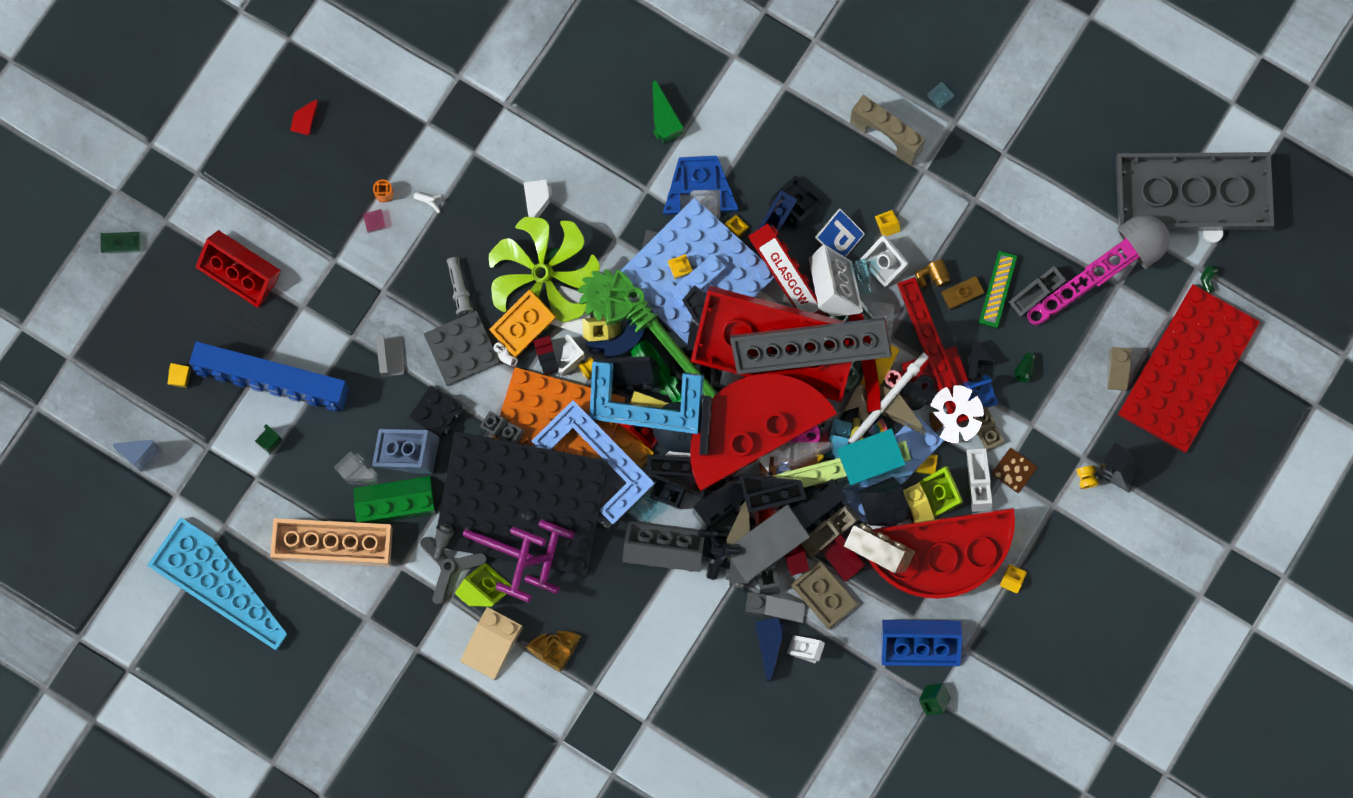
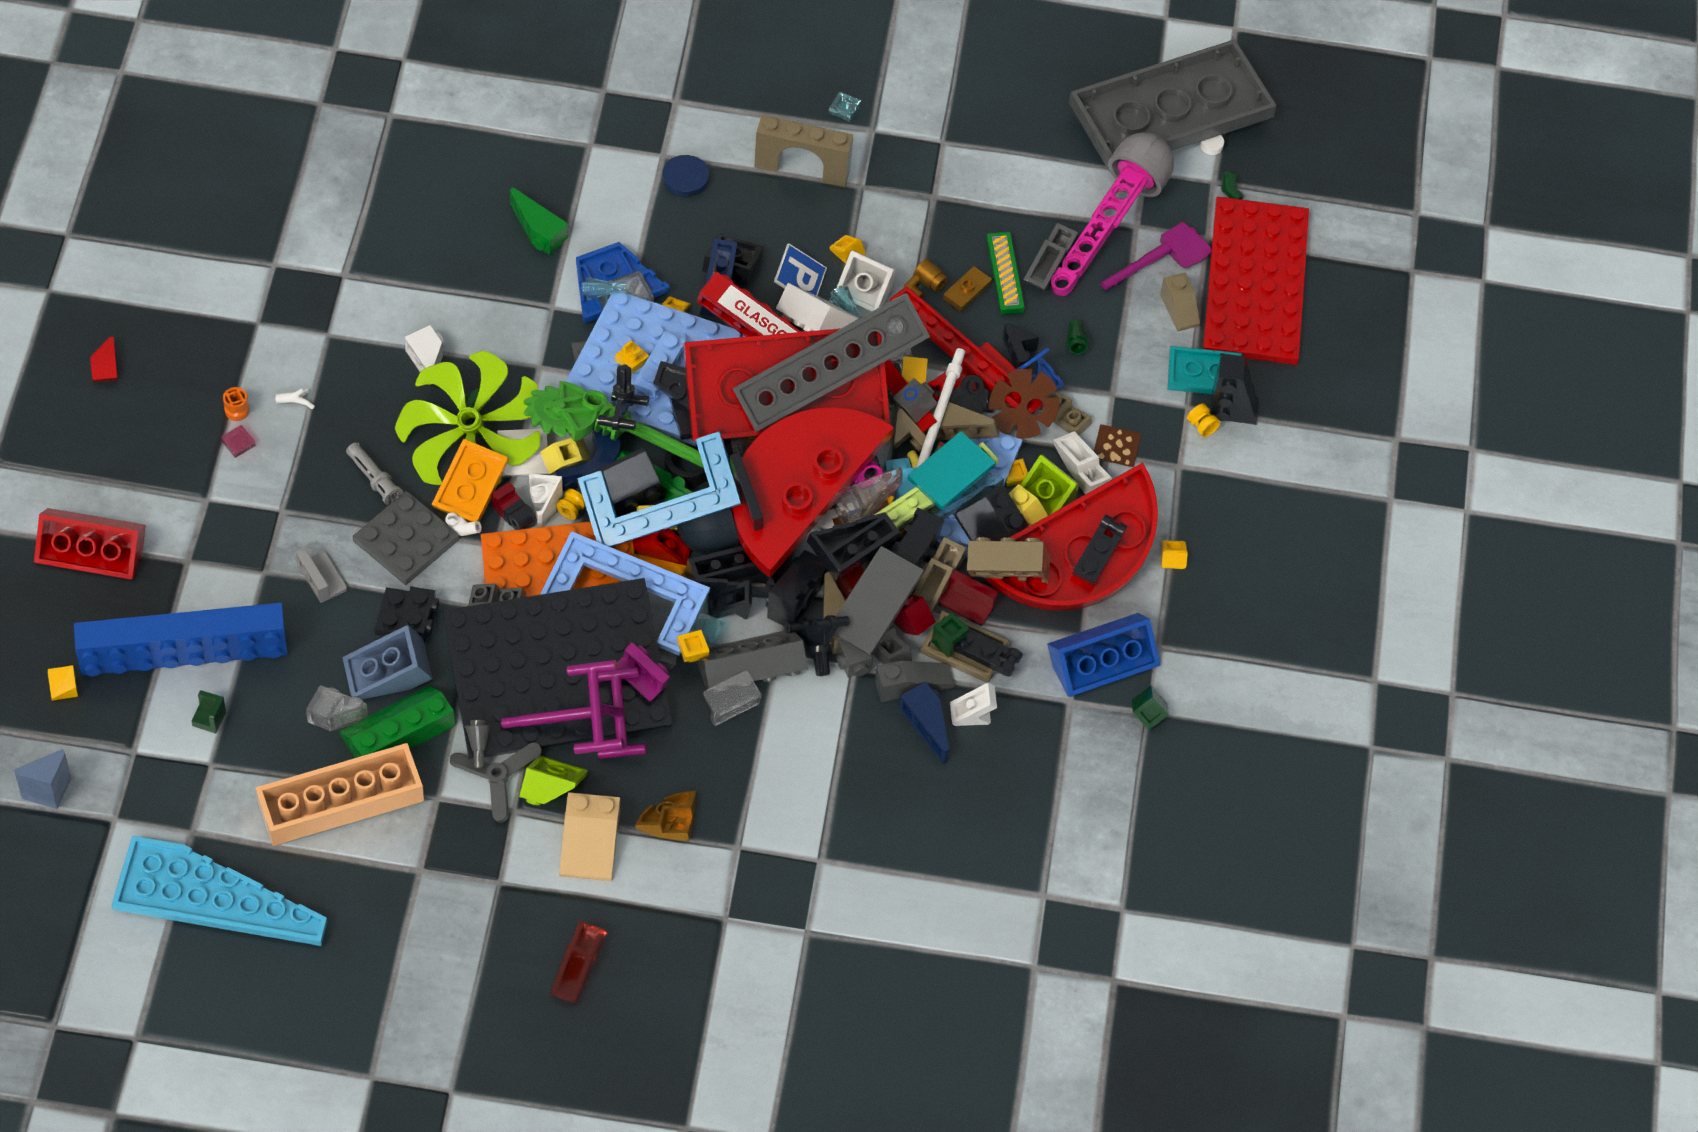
camera: 30 degrees left, 20 degrees down
(444, 735) = (578, 962): none -> clear red slope
(581, 542) = (652, 677): none -> magenta bracket
(622, 525) = (693, 646): none -> yellow tile
(635, 573) = (732, 697): none -> clear panel
(654, 303) = (625, 396): none -> black axle
(680, 194) = (596, 288): none -> clear light blue cone
(793, 112) = (685, 175): none -> dark blue tile
(813, 586) = (948, 633): none -> dark green panel
(834, 606) = (988, 652): none -> black plate
(872, 385) = (915, 399): none -> dark grey brick
(952, 563) = (1099, 550): none -> black plate
(1104, 428) = (1193, 369): none -> teal tile
(1146, 317) = (1180, 242): none -> magenta piece

